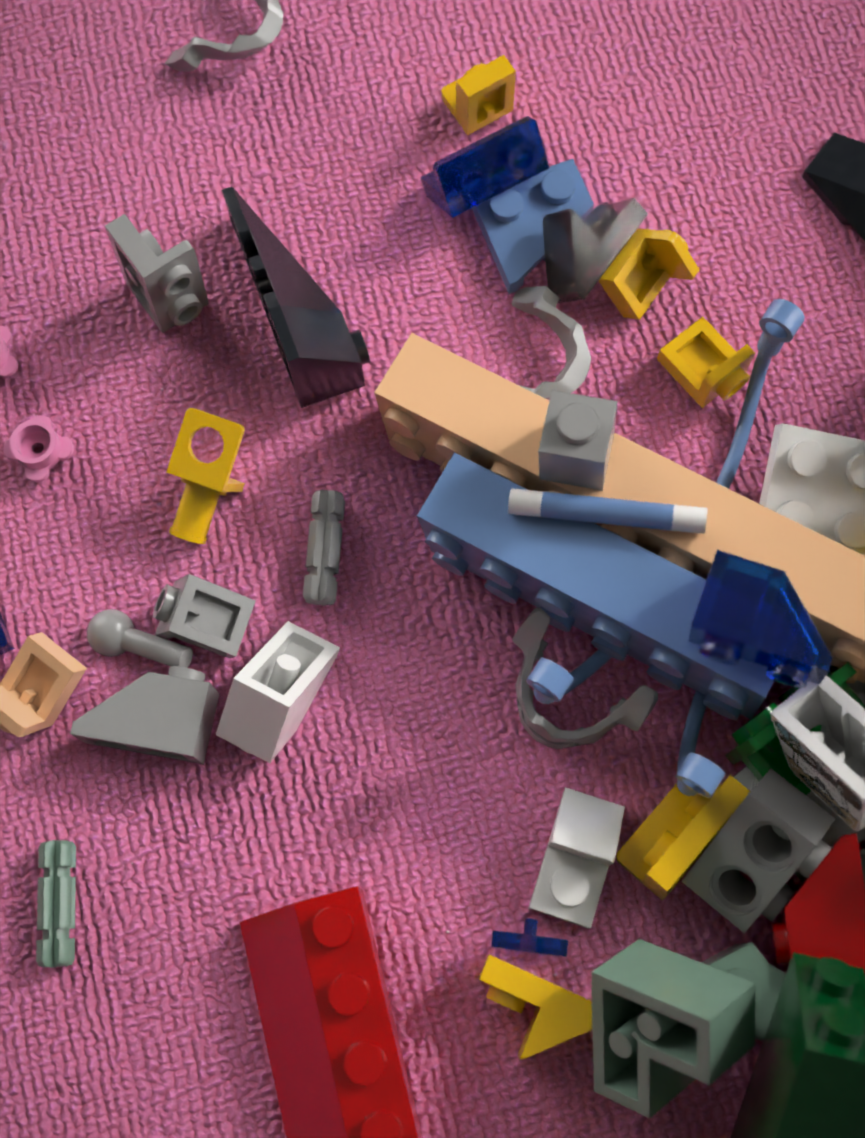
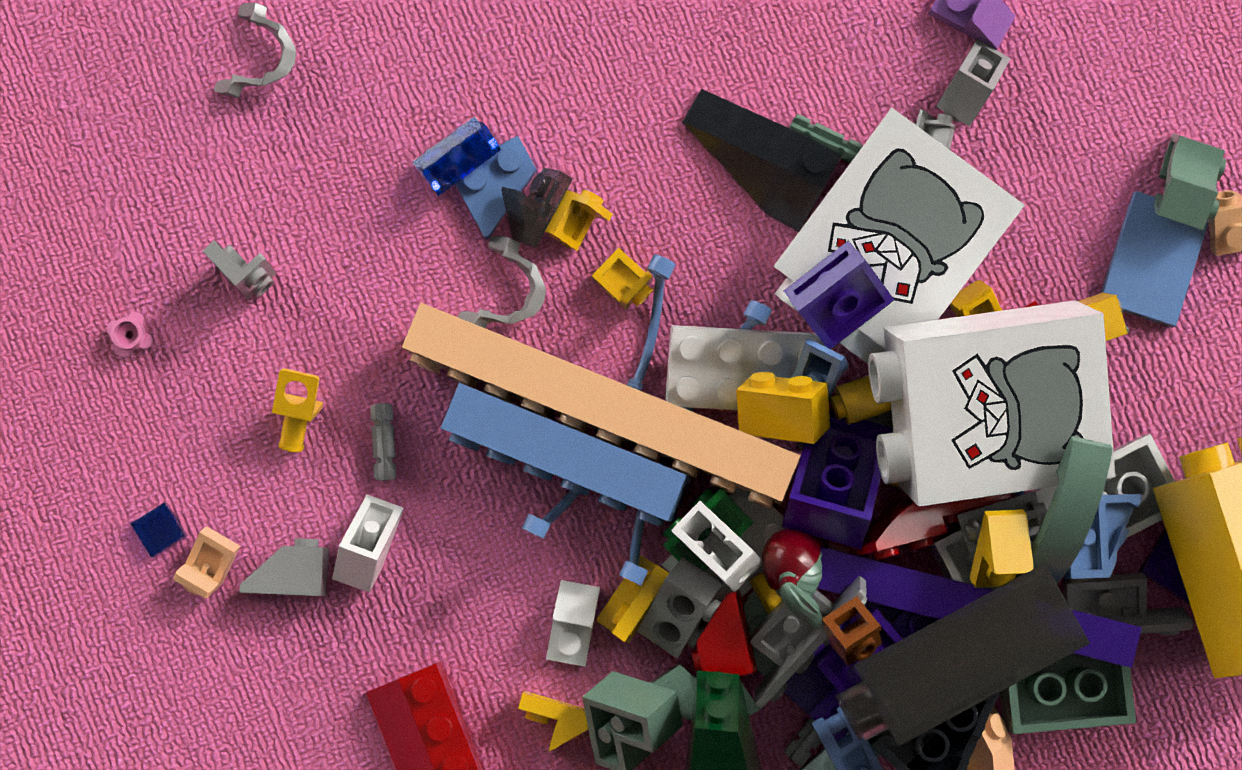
camera: 10 degrees left, 10 degrees up
(25, 438) = (166, 398): bright pink plate -> none
(56, 904) = (247, 697): sand green axle -> none
(114, 633) = (252, 518): light grey bar -> none
(203, 615) = (310, 500): light grey bracket -> none
(306, 324) = (346, 290): black wedge -> none
(481, 94) = (445, 95): yellow bracket -> none
(529, 941) = (547, 680): clear blue piece -> none
(577, 440) = (534, 373): light grey brick -> none
(607, 511) = (599, 414): medium blue bar -> none
(627, 712) = (593, 528): light grey helmet -> none
(759, 618) = (655, 475): clear blue slope -> none

